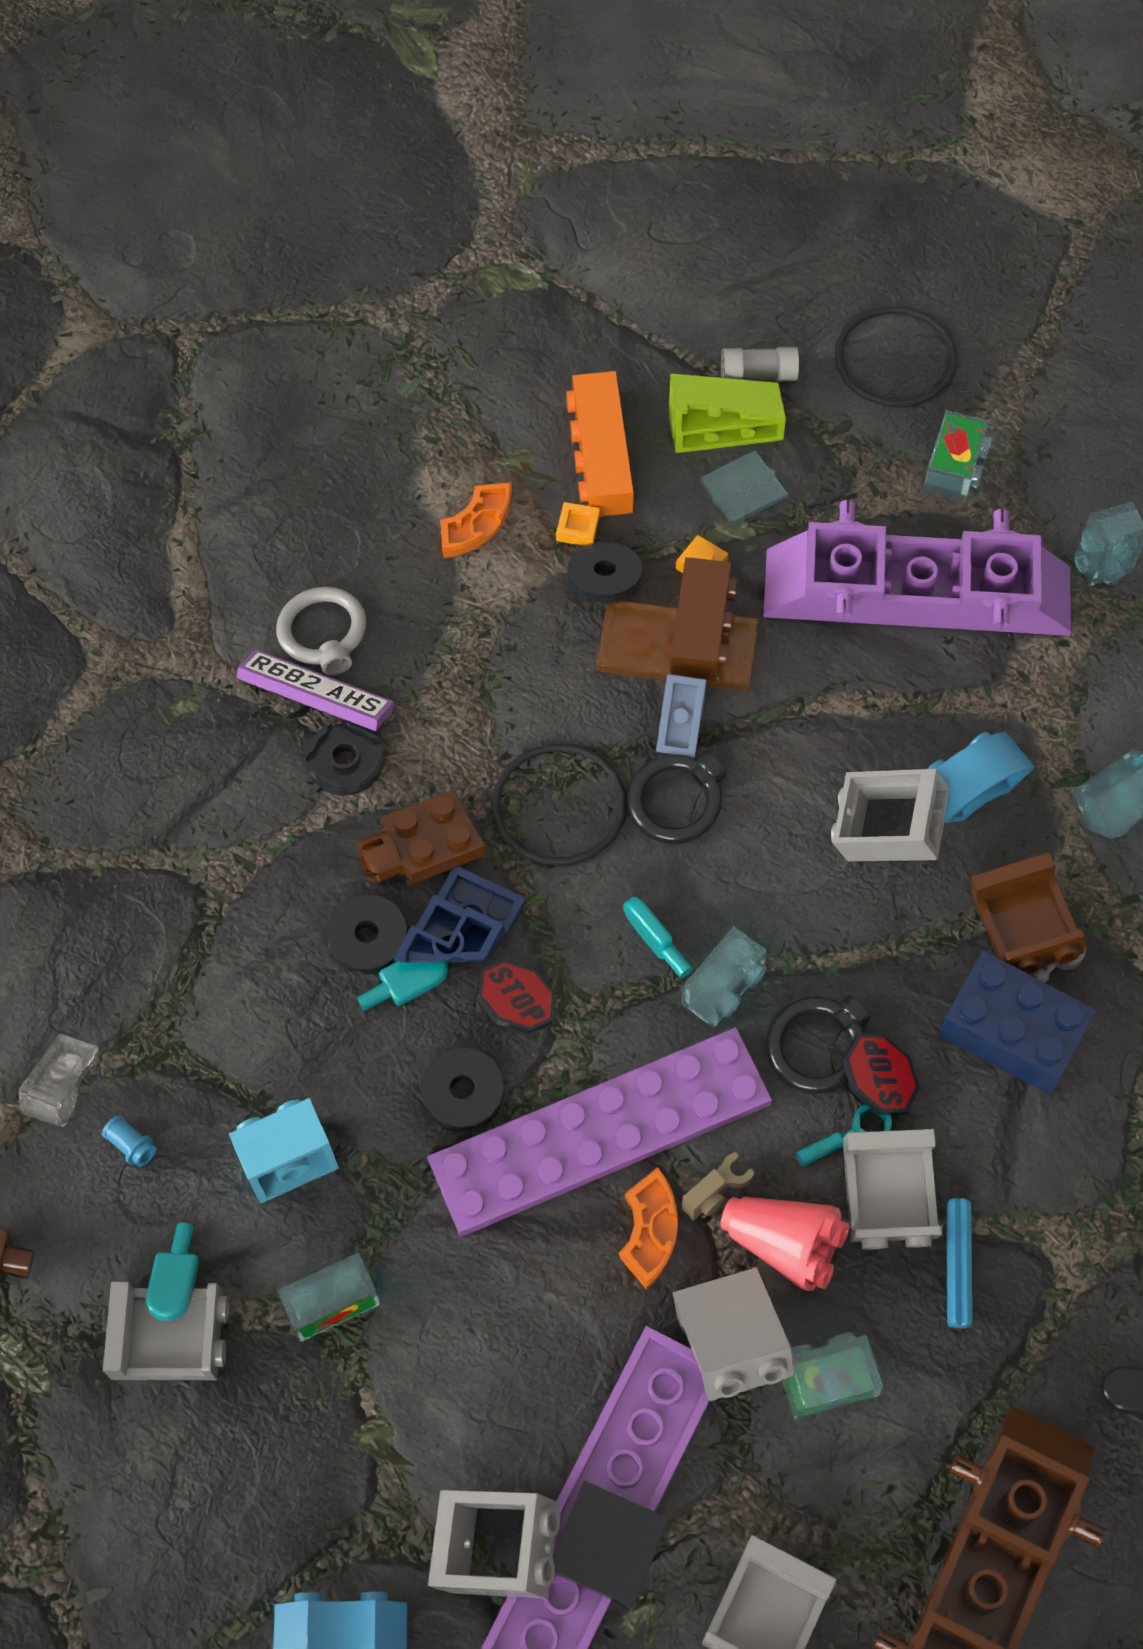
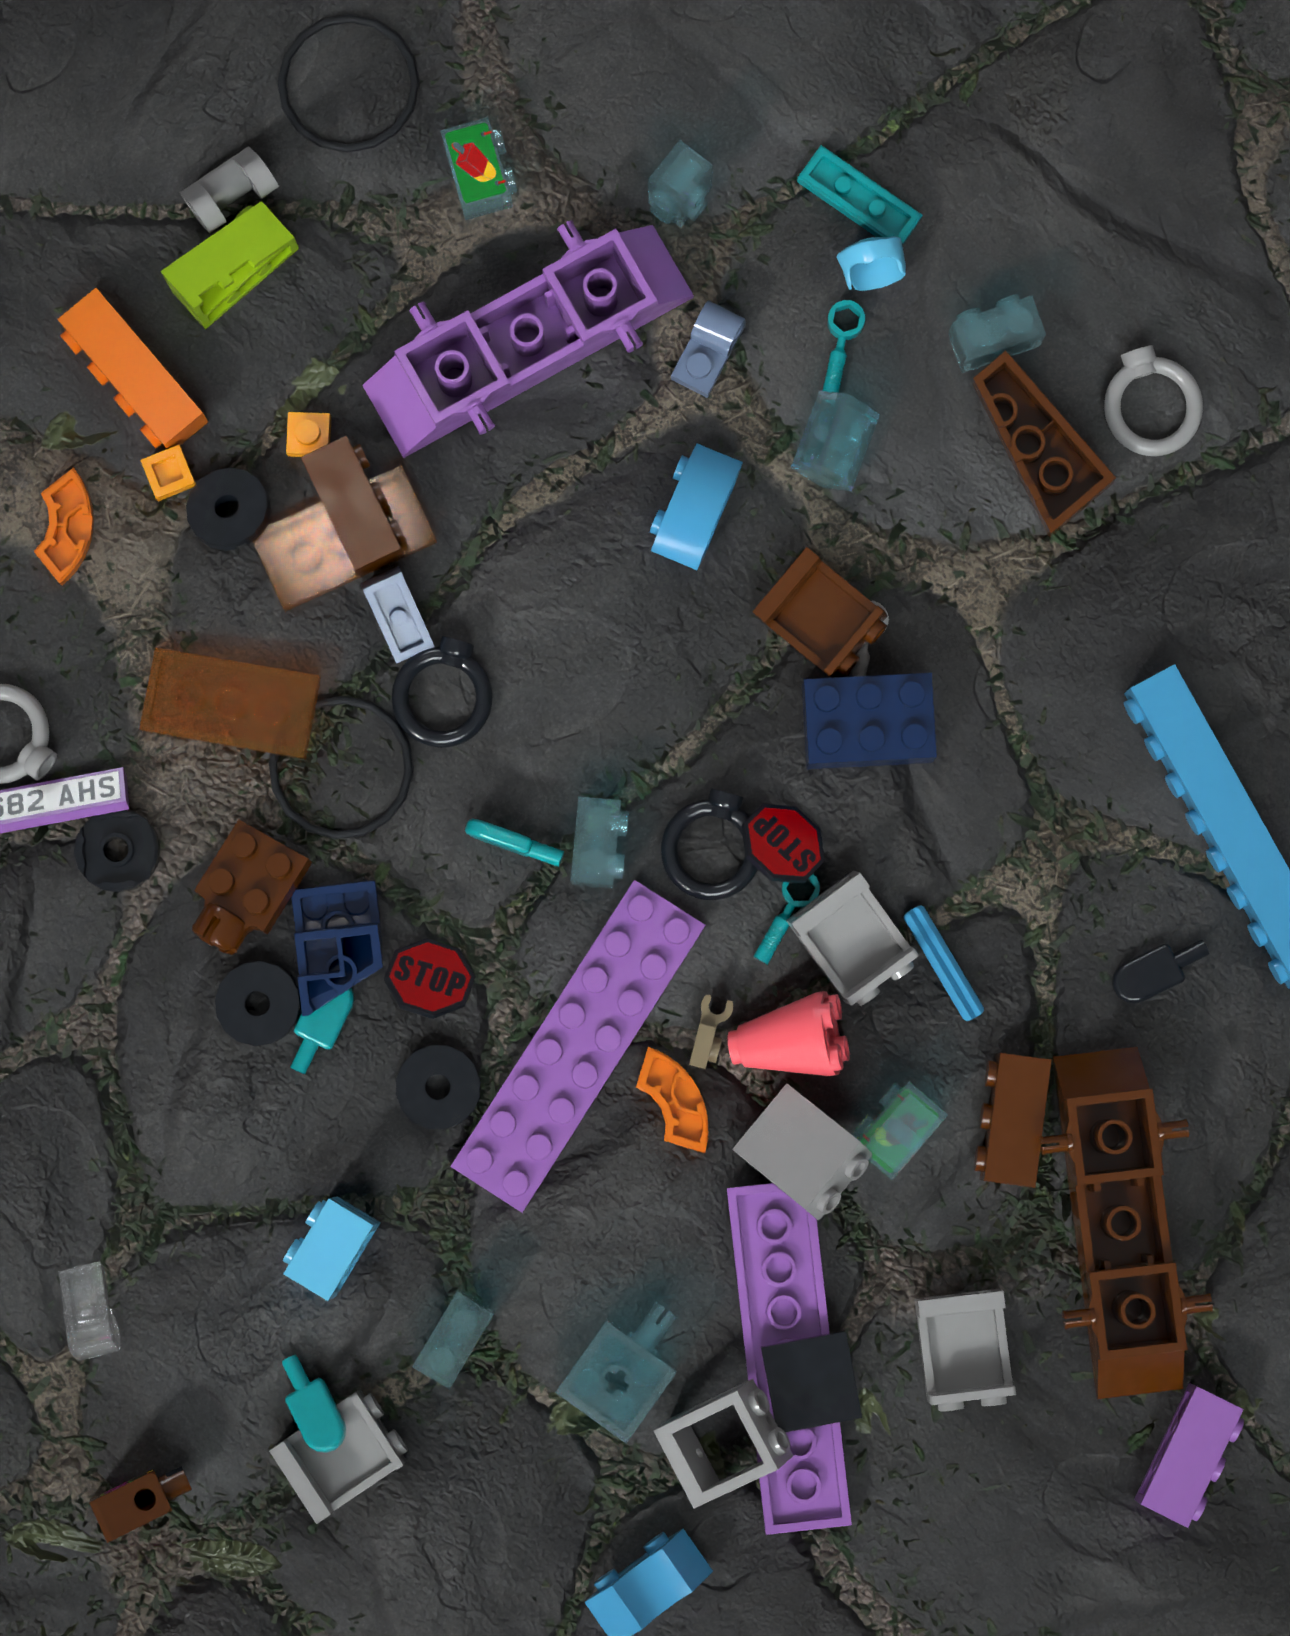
camera: 35 degrees left, 20 degrees up
(136, 1147) = (189, 1321): dark azure pin -> none
(468, 1413) = (645, 1373): none -> clear light blue brick
(508, 706) = (230, 703): none -> clear orange tile
(743, 487) = (295, 327): clear light blue piece -> none
(927, 819) = (683, 585): light grey window -> none
(938, 1434) = (1013, 1119): none -> reddish brown brick
(1067, 671) = (708, 348): none -> sand blue plate

